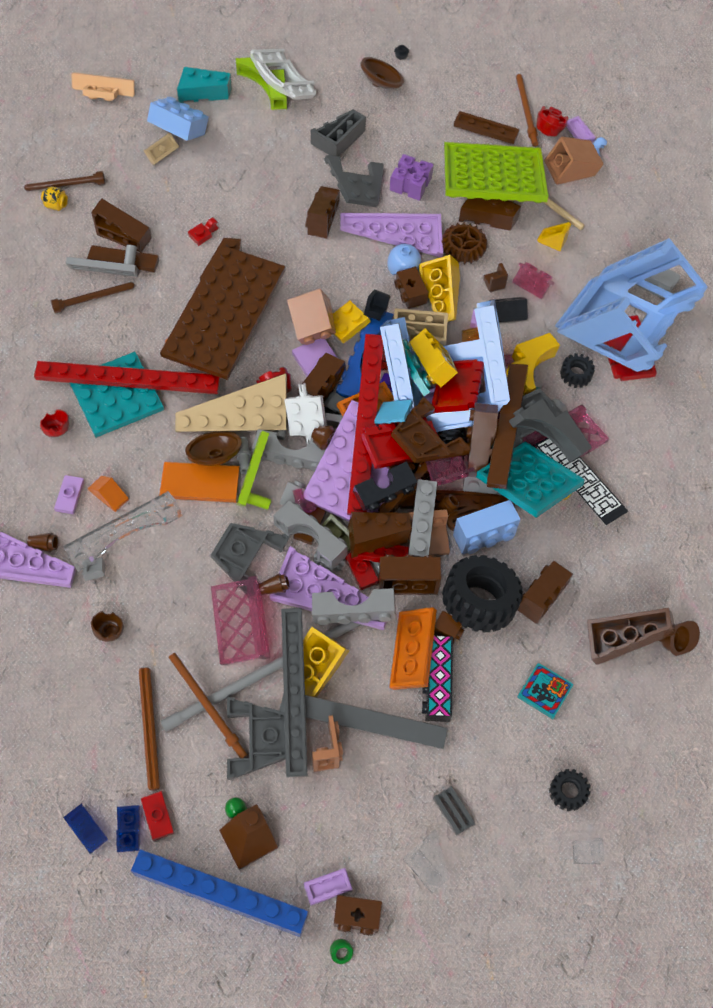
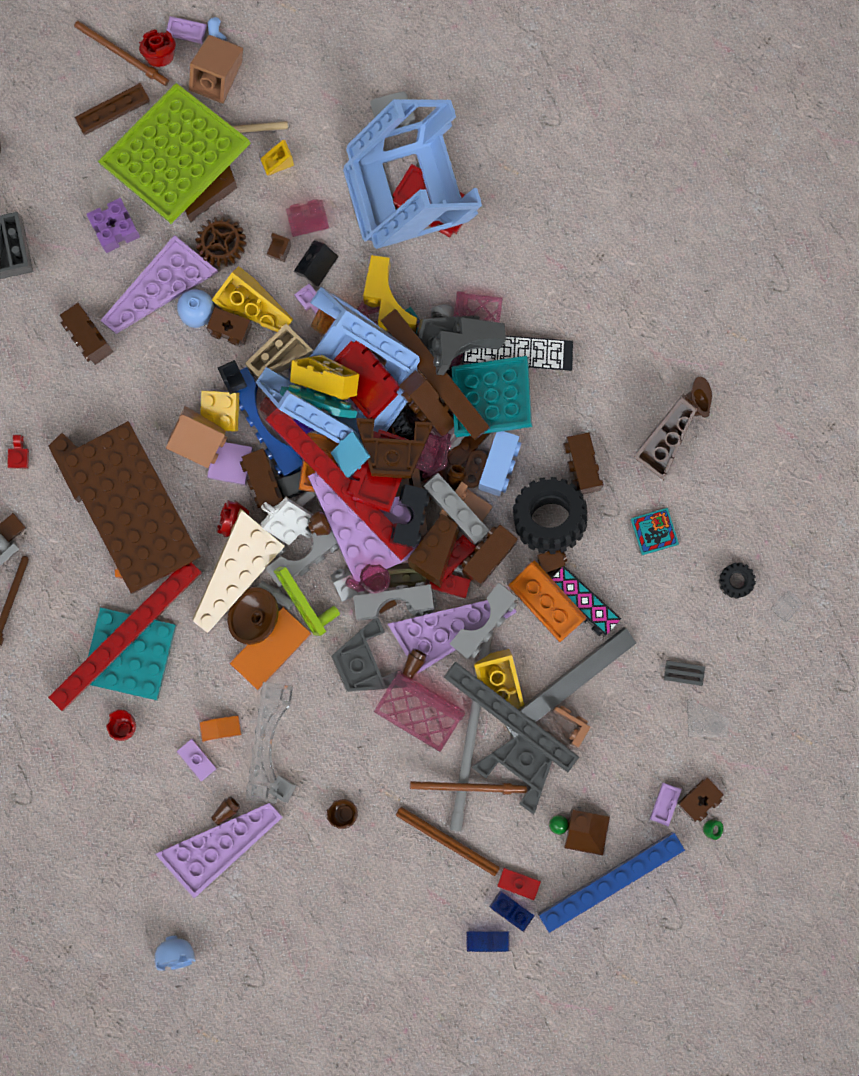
camera: 45 degrees left, 20 degrees up
(315, 502) = (375, 578): none -> clear pink hair
(355, 187) = (87, 282): dark grey wing -> none
(573, 378) = (420, 273): black tyre -> none

